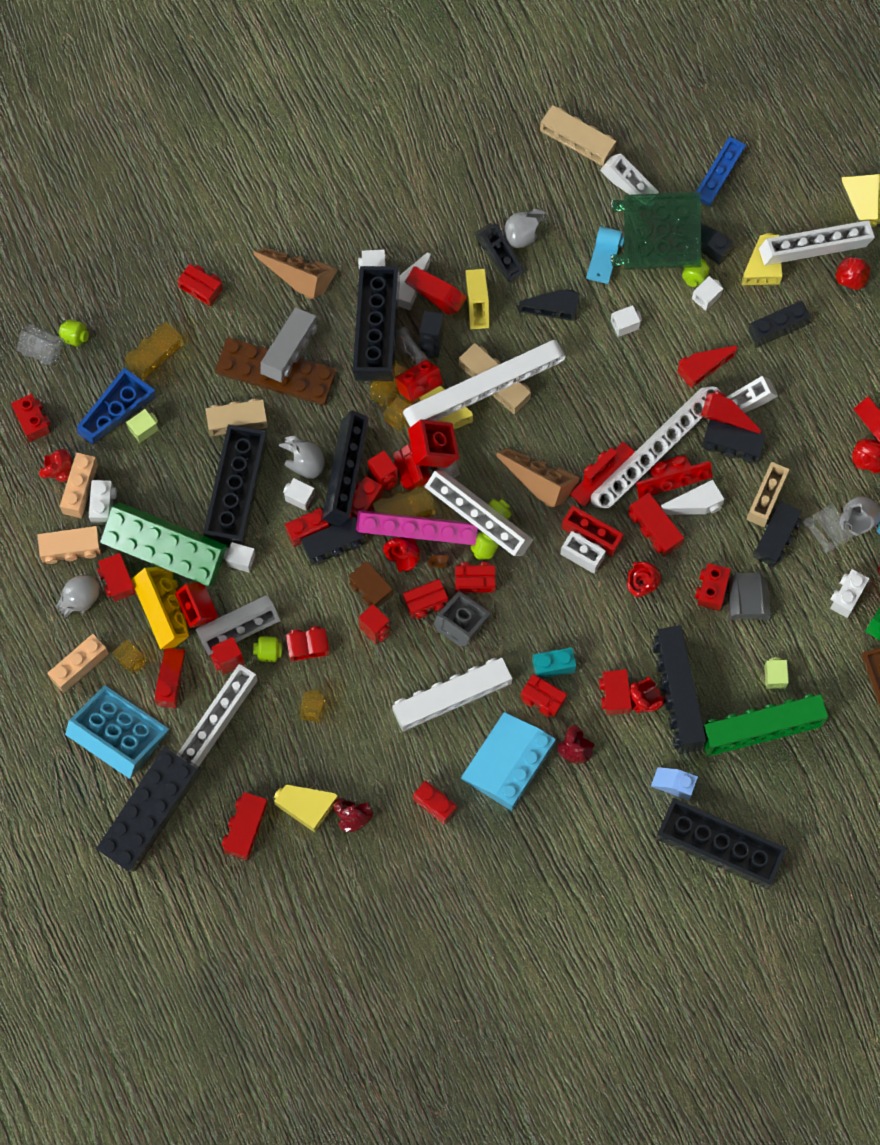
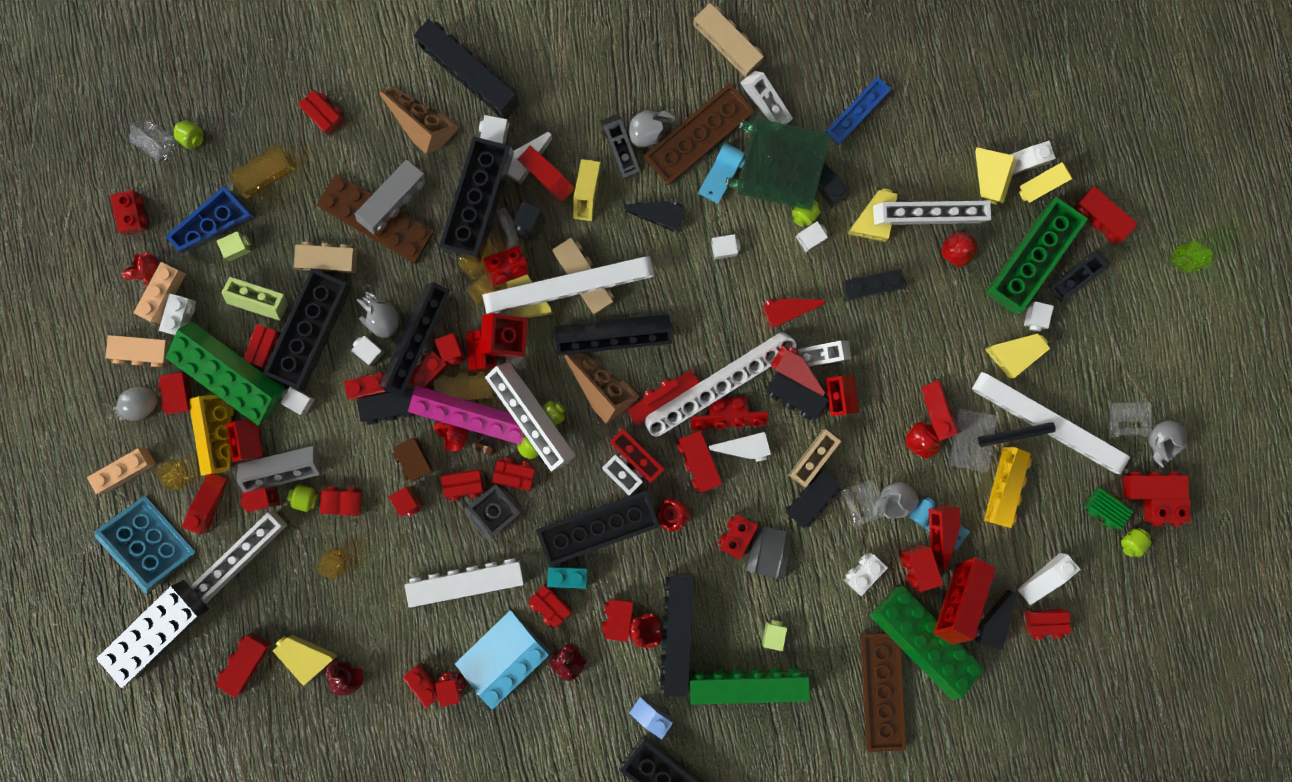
camera: 10 degrees right, 15 degrees up
(176, 468) = (254, 298): none -> yellowish green brick
(193, 511) = (261, 345): none -> red brick
(334, 213) = (466, 69): none -> black brick
(464, 795) = (450, 688): none -> red brick
(539, 423) = (613, 334): none -> black brick
(572, 225) = (698, 134): none -> reddish brown plate
(572, 607) = (597, 528): none -> black brick
(778, 430) = (842, 395): none -> red brick

